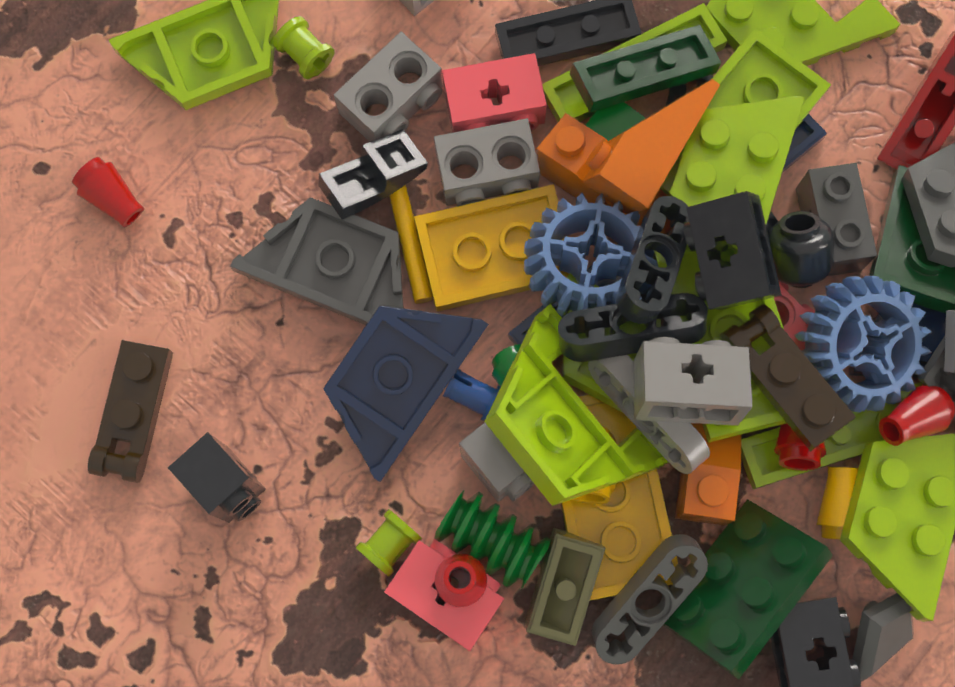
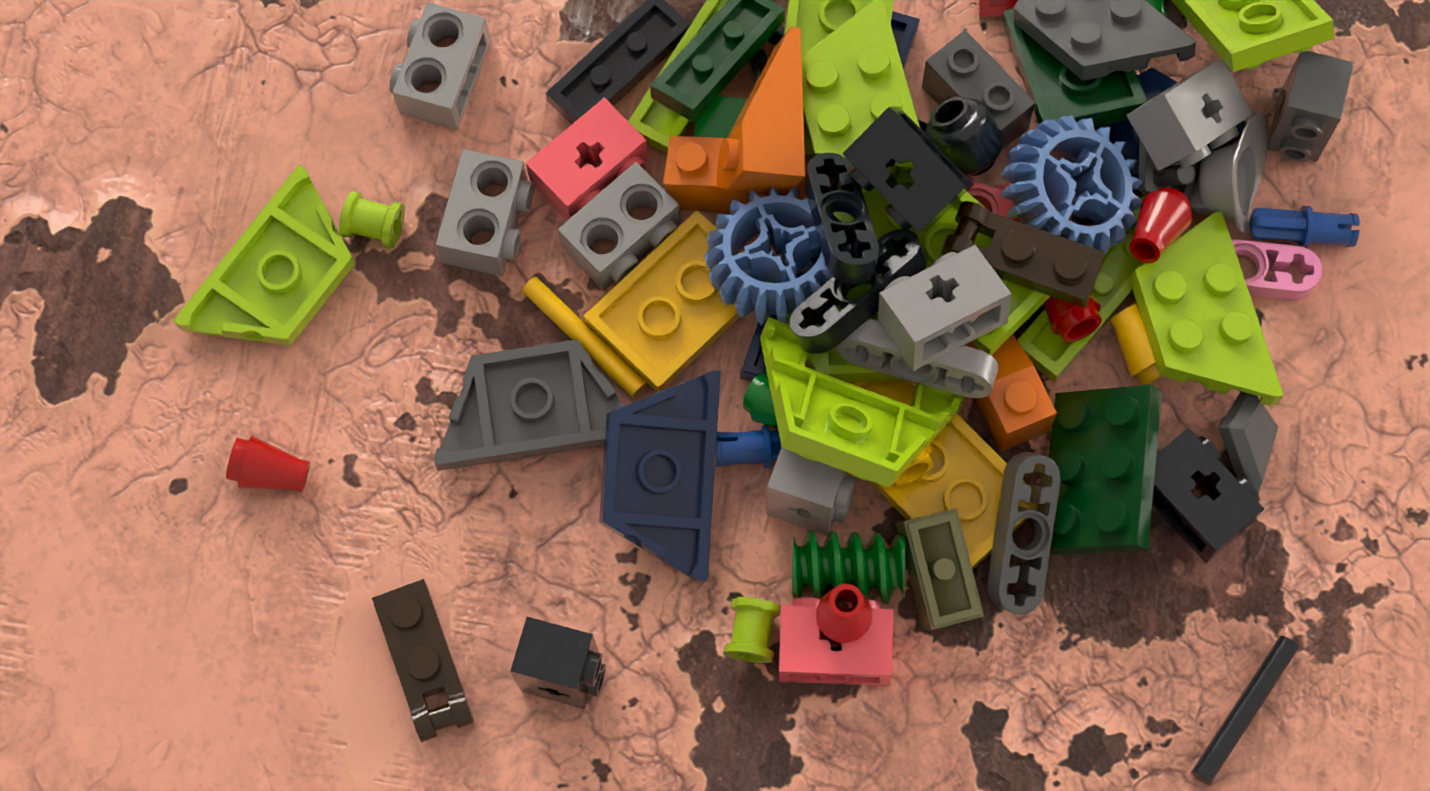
camera: 30 degrees left, 5 degrees down
(378, 173) = (521, 298): black slope -> none

